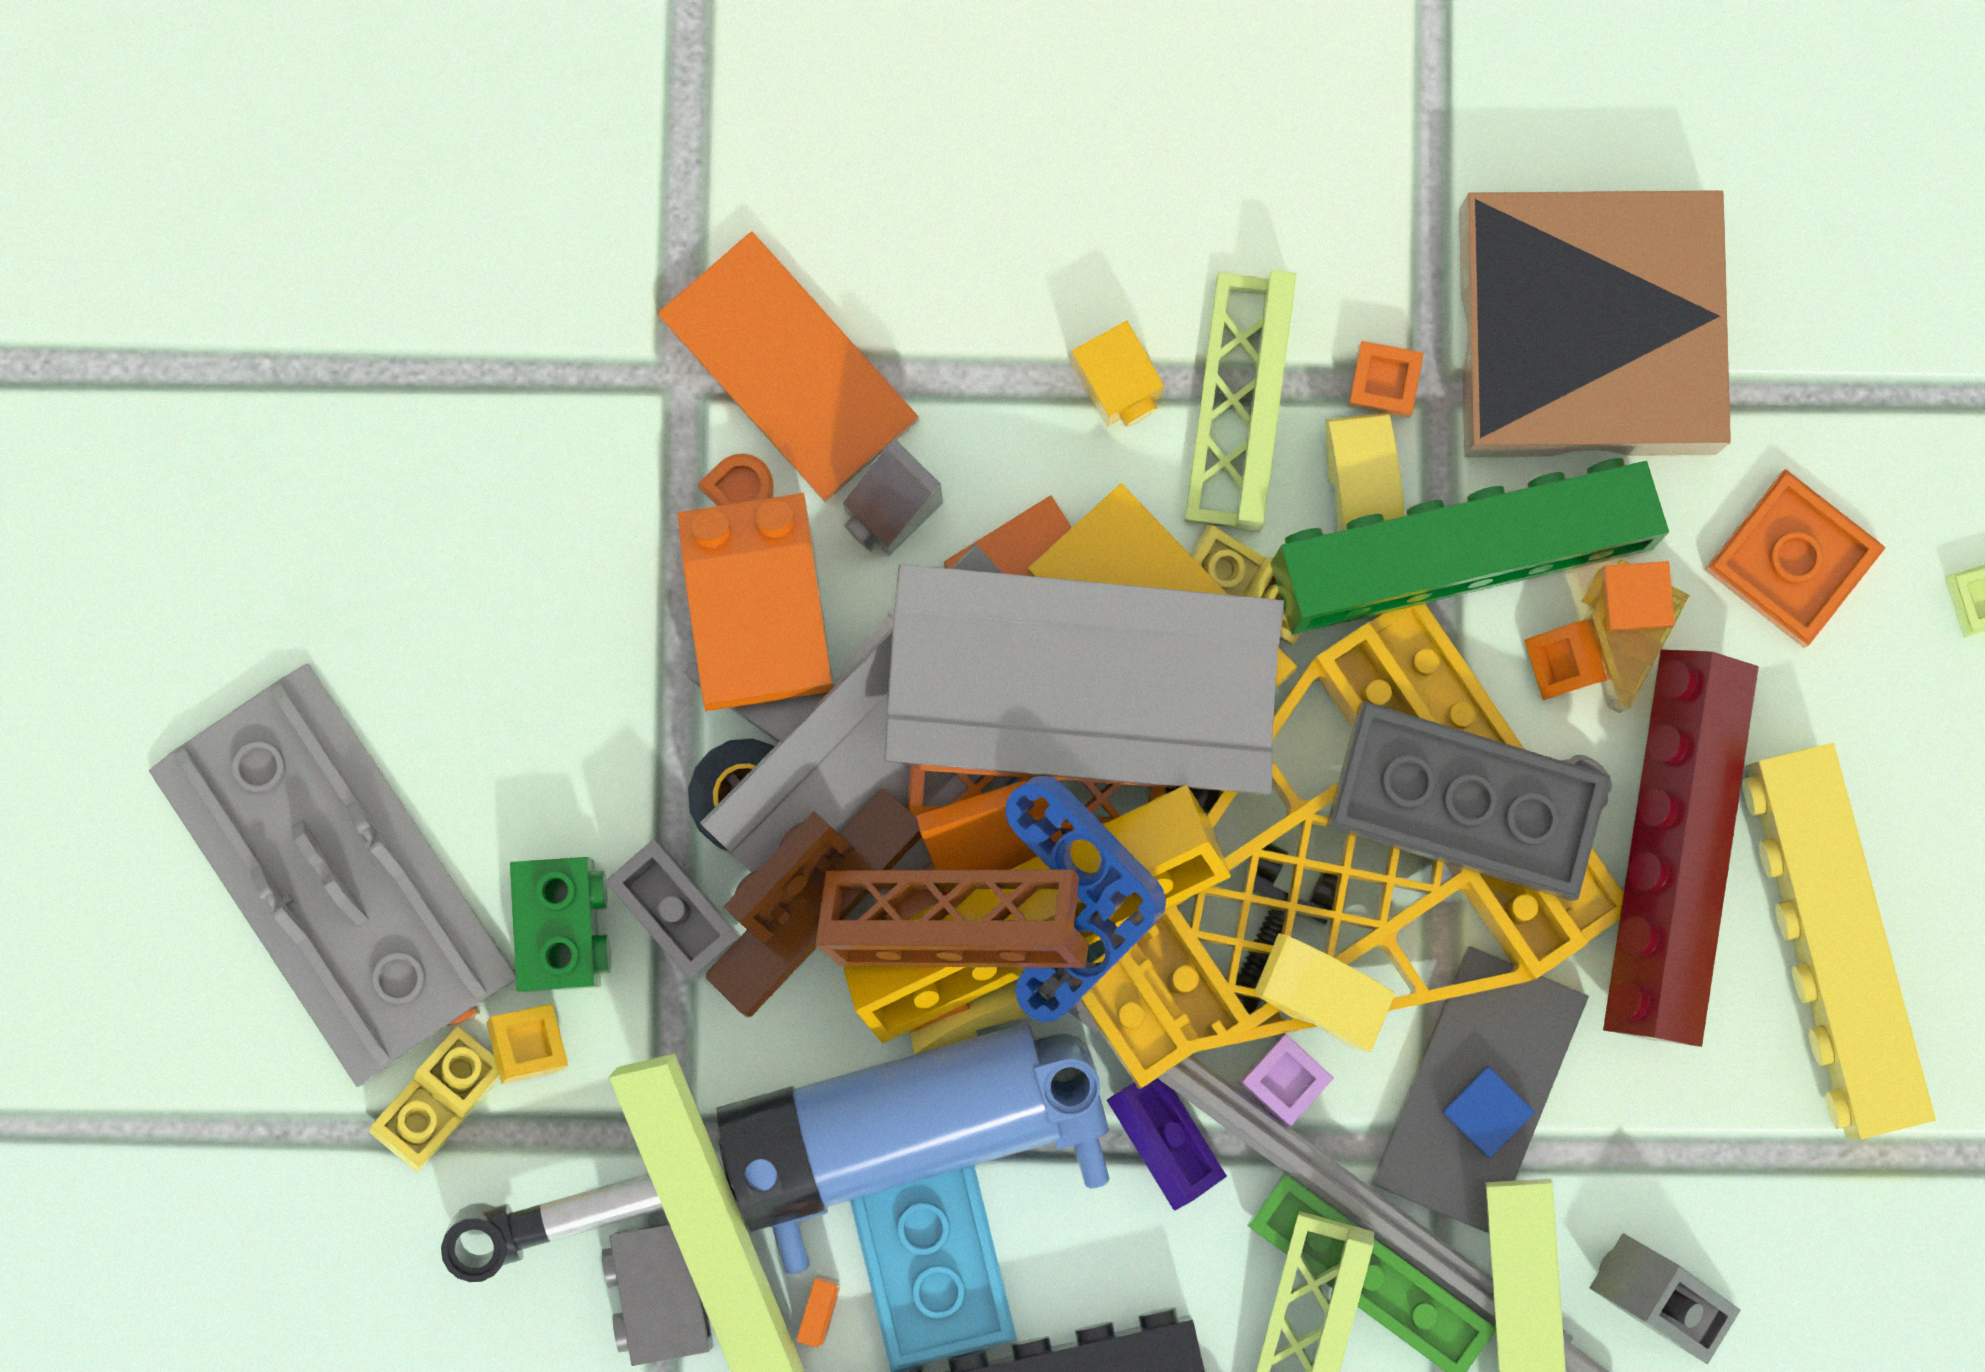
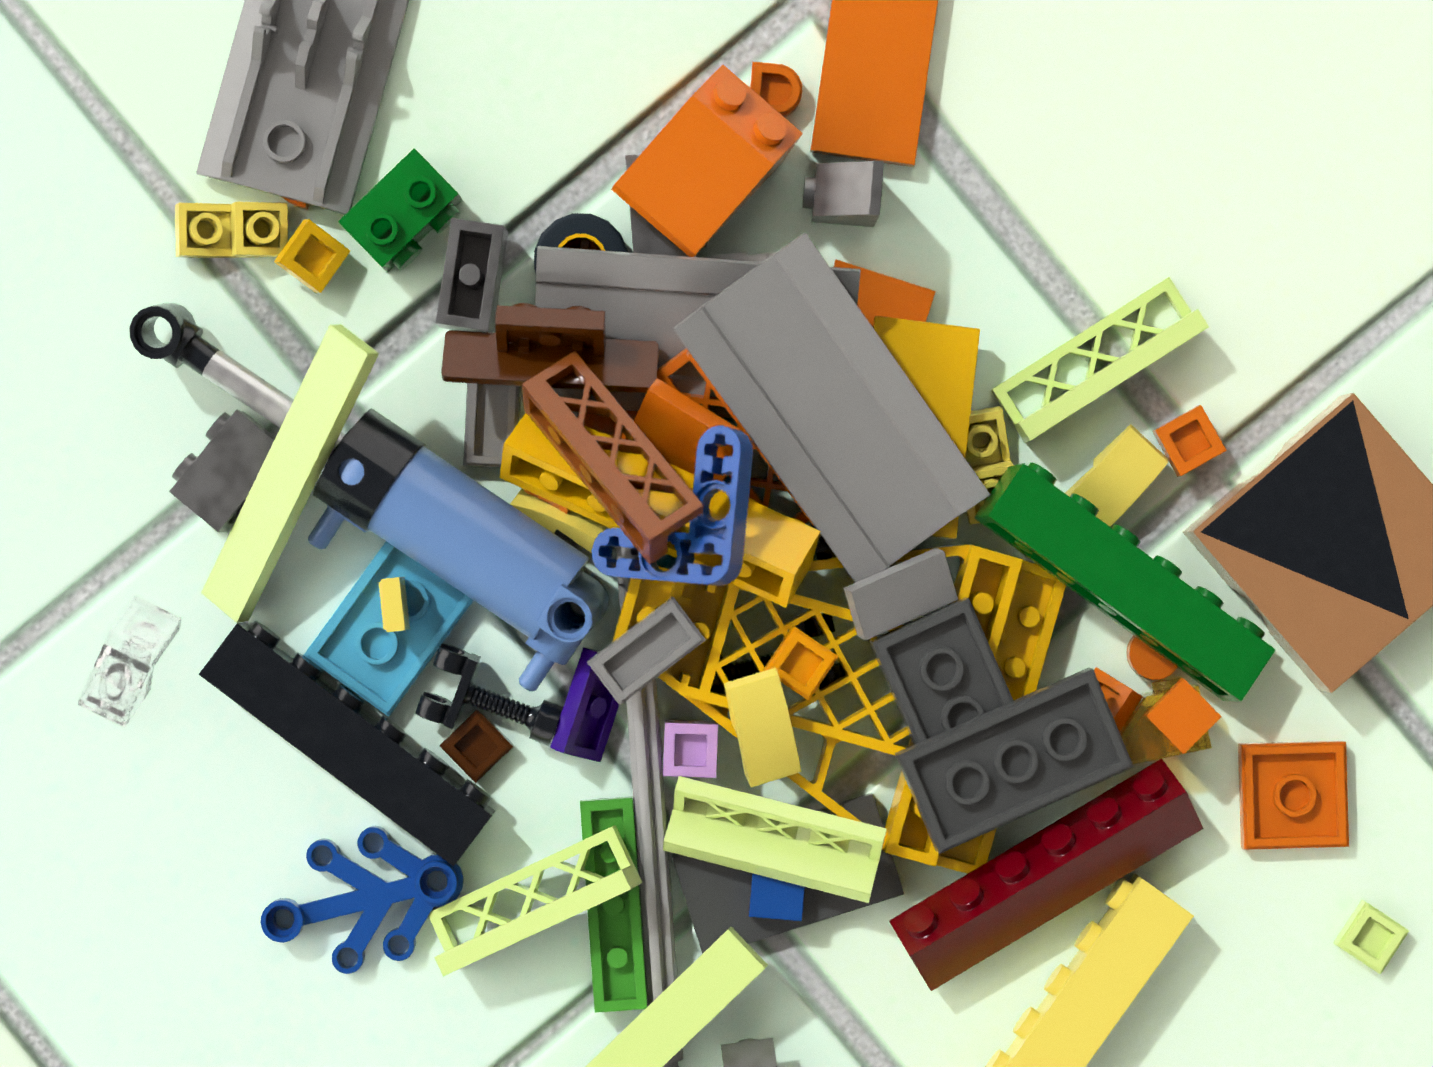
camera: 50 degrees right, 5 degrees up
(819, 1311) = (301, 579): orange tile -> none
(822, 1010) = (489, 420): none -> light grey tile
(917, 1243) = (394, 604): none -> light yellow tile
(1113, 1280) = (476, 745): none -> reddish brown tile
(1118, 376) = (1047, 269): yellow brick -> none
(1140, 1199) = (435, 708): none -> black bar
(1161, 1041) = (646, 650): none -> light grey tile
(1293, 905) = (801, 662): none -> light orange tile
(1306, 760) = (900, 593): none -> light grey tile
(1437, 1074) = (774, 839): none -> yellowish green fence
(1550, 786) = (1014, 760): none -> dark grey tile
(1558, 588) = (1148, 662): none -> orange tile

